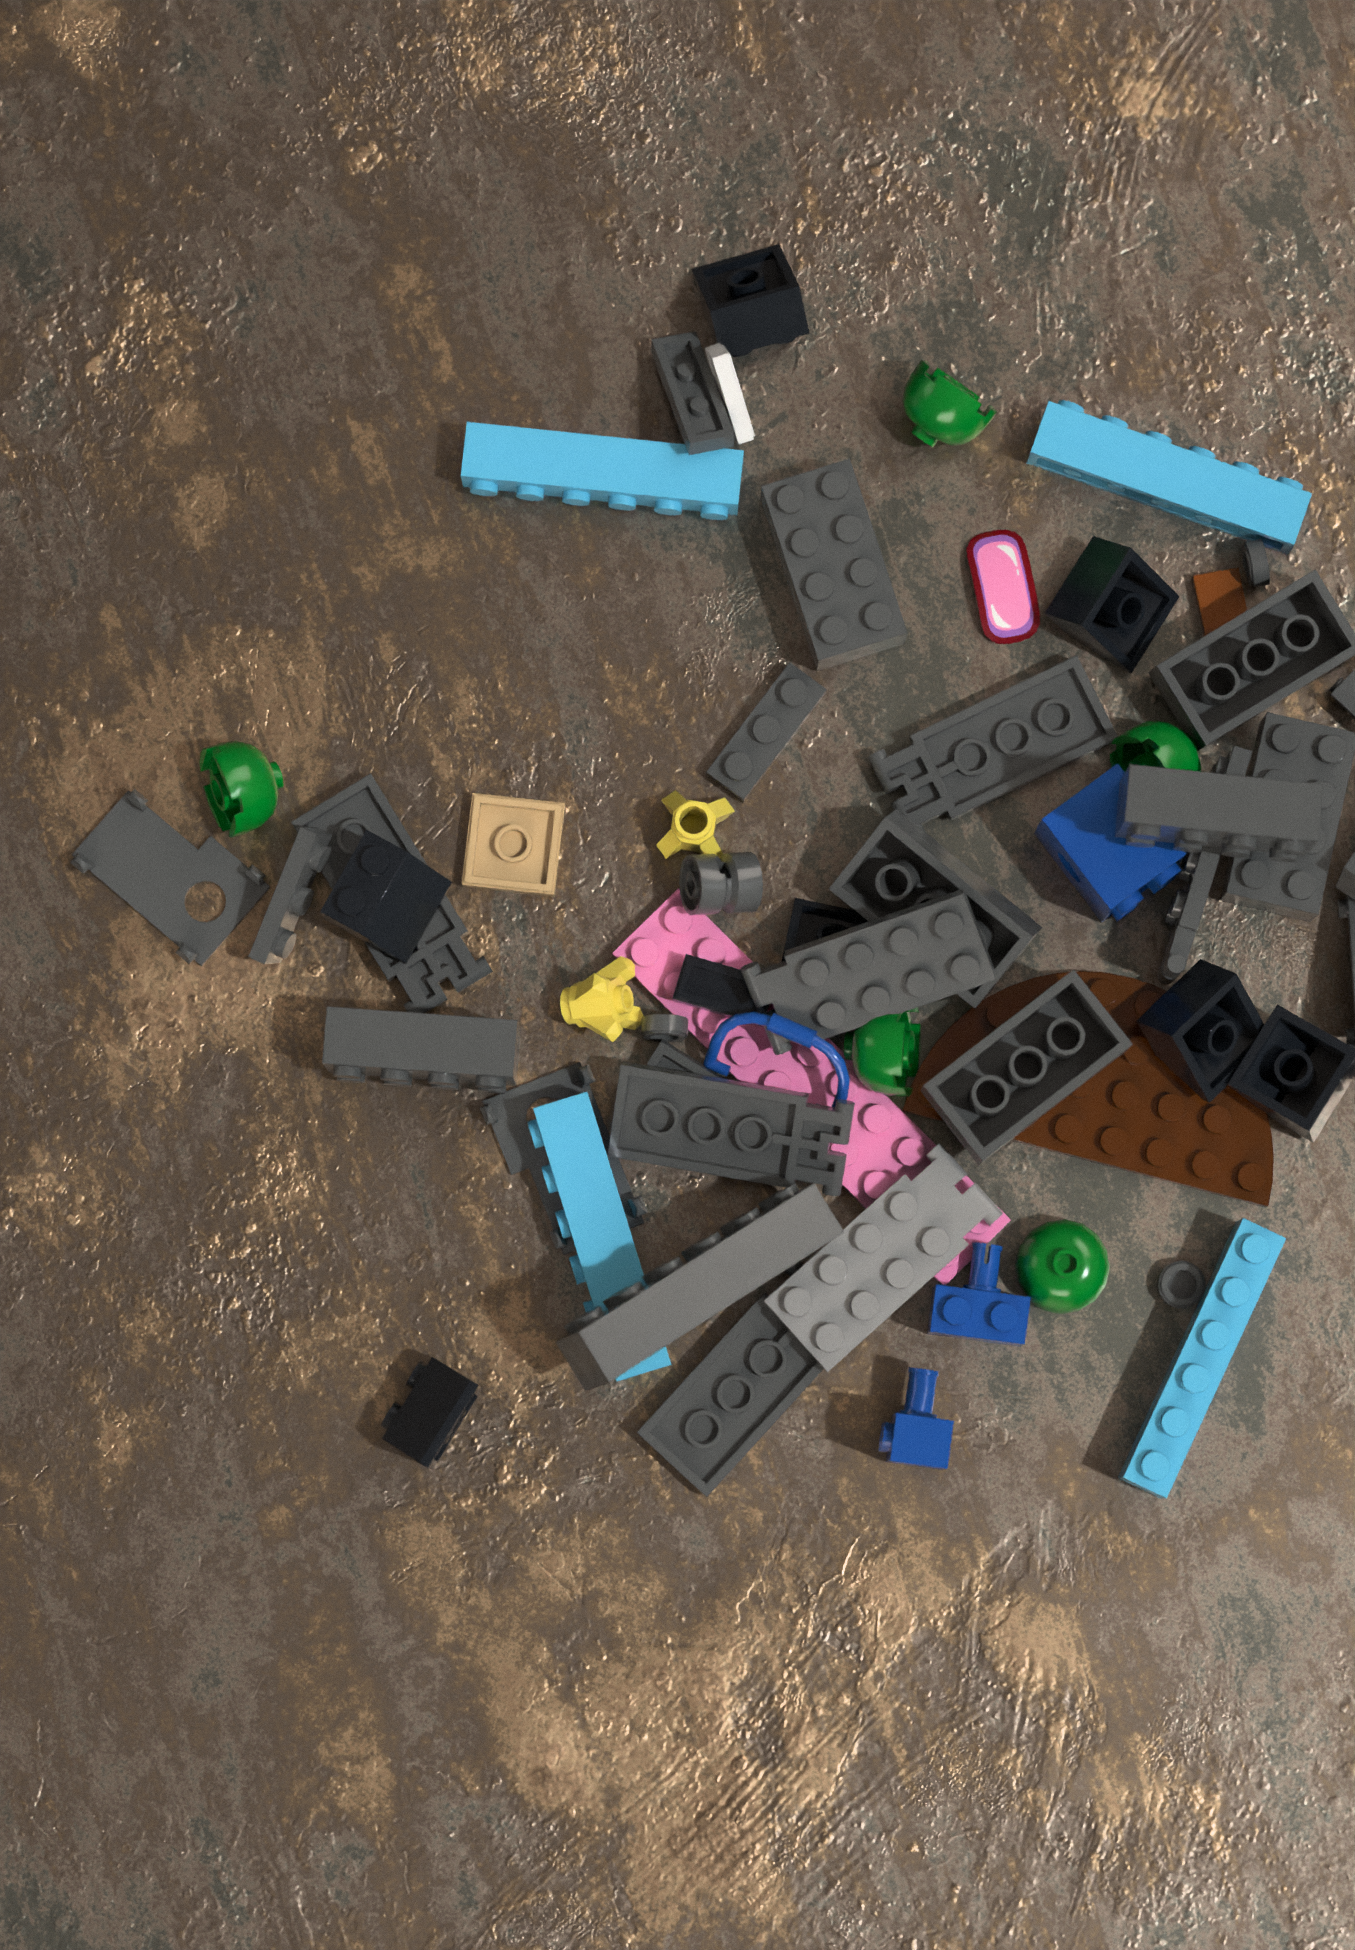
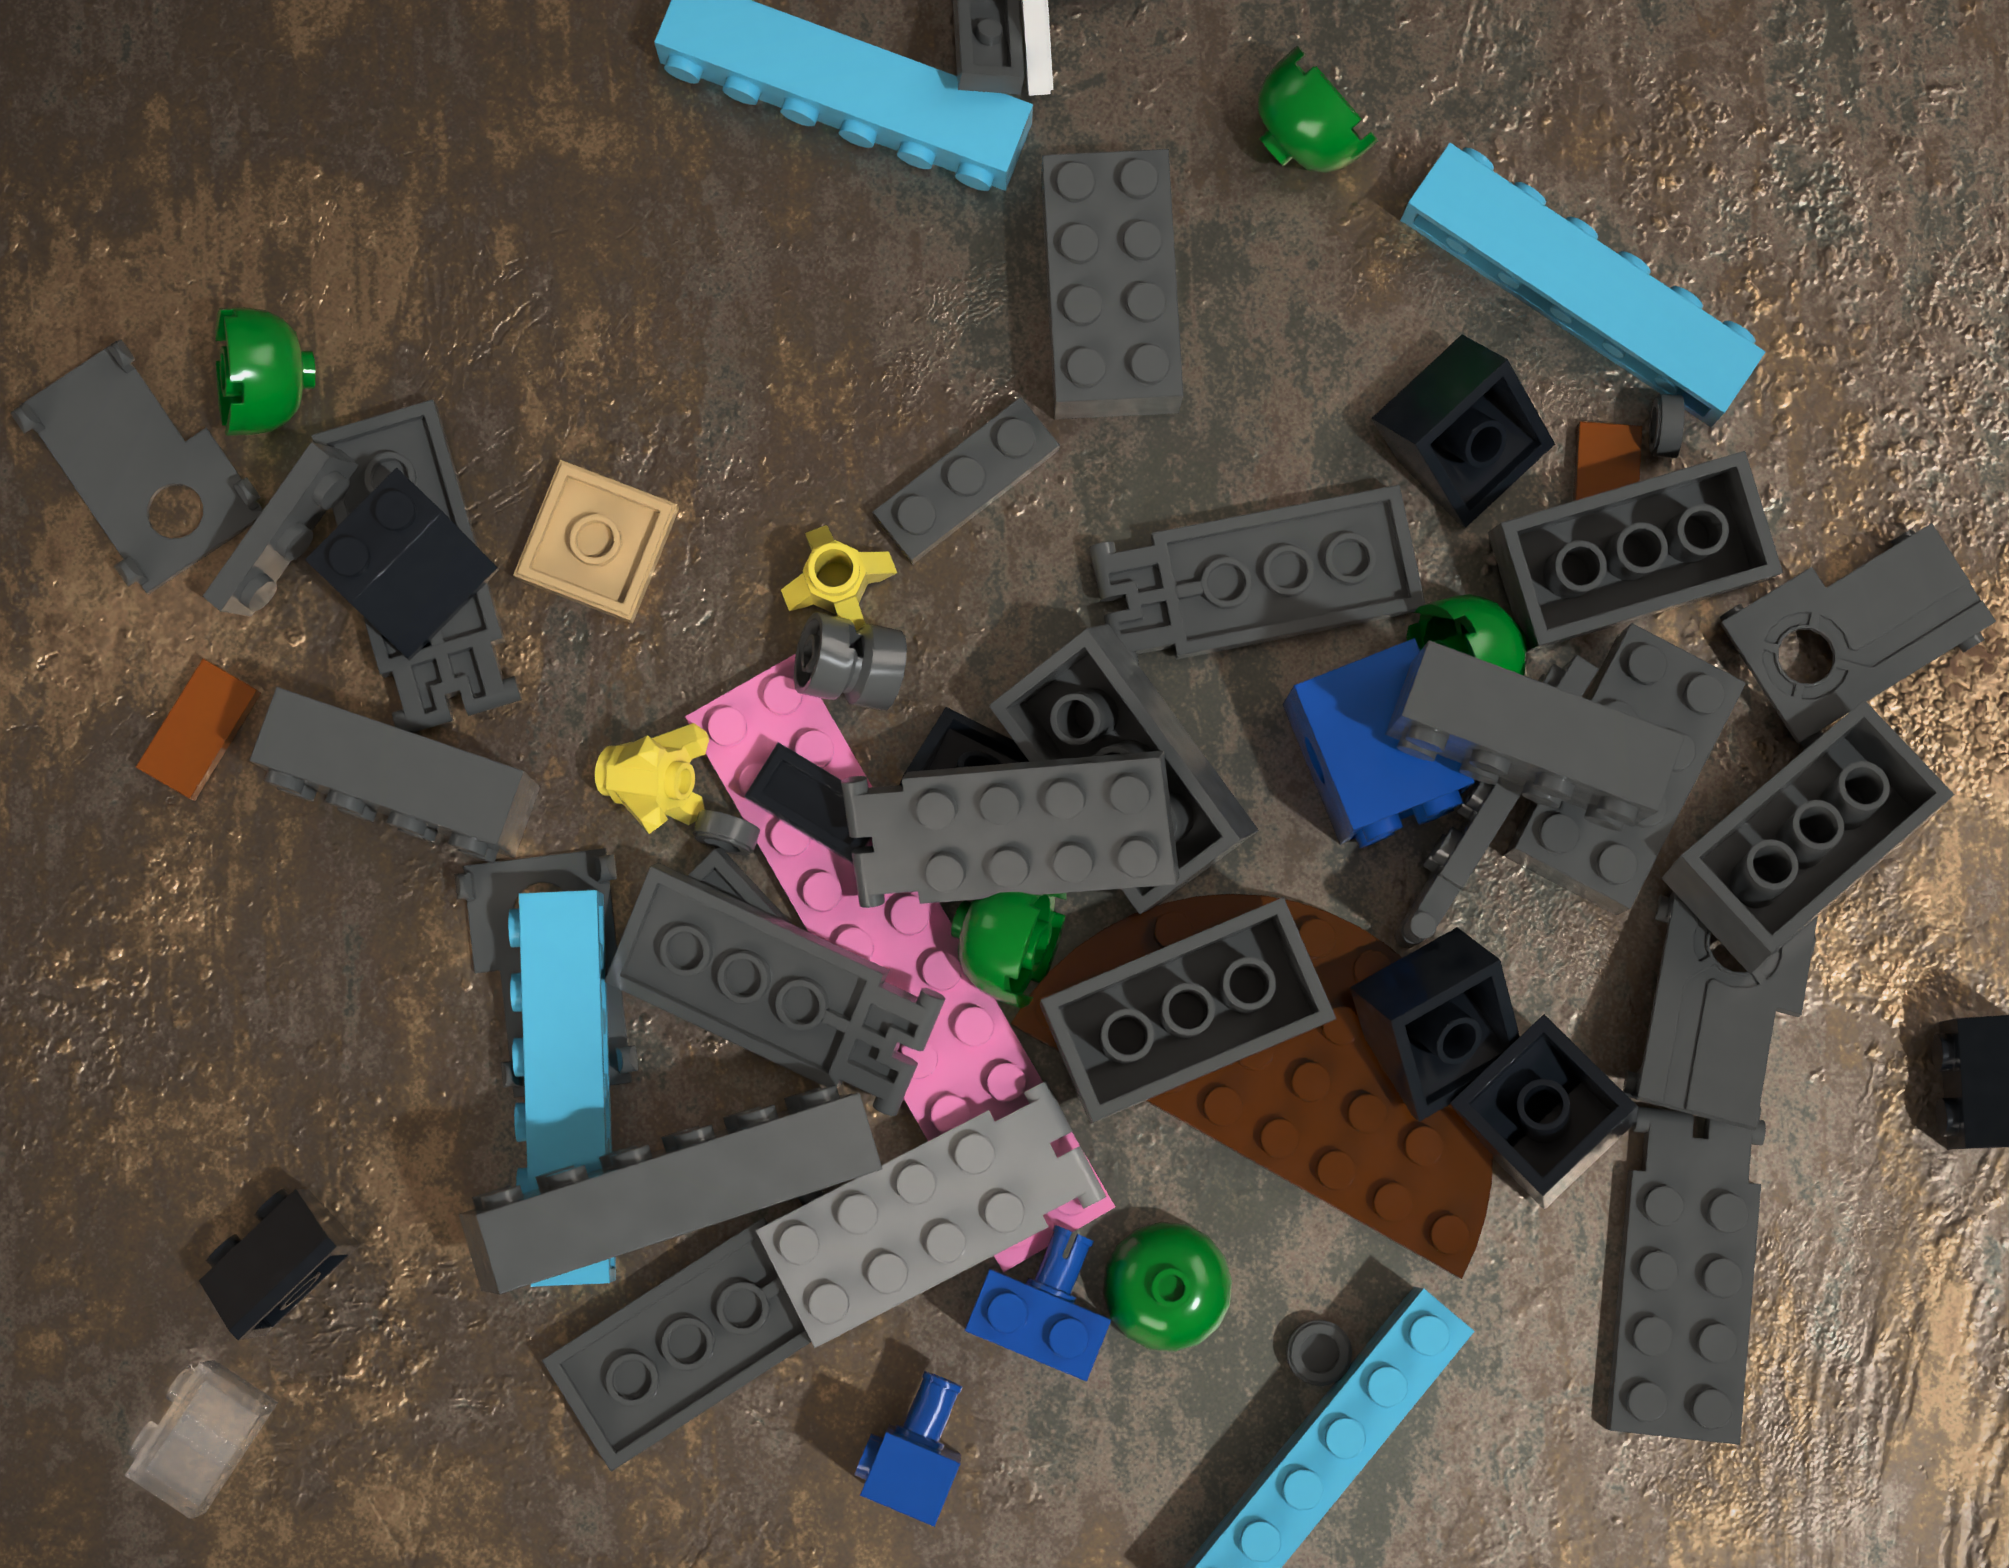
camera: 10 degrees right, 0 degrees up
(266, 1053) = (198, 730): none -> dark orange tile
(409, 1550) = (199, 1437): none -> clear brick
(784, 1028) = (878, 875): blue piece -> none
(1003, 586) = (1328, 372): sticker -> none

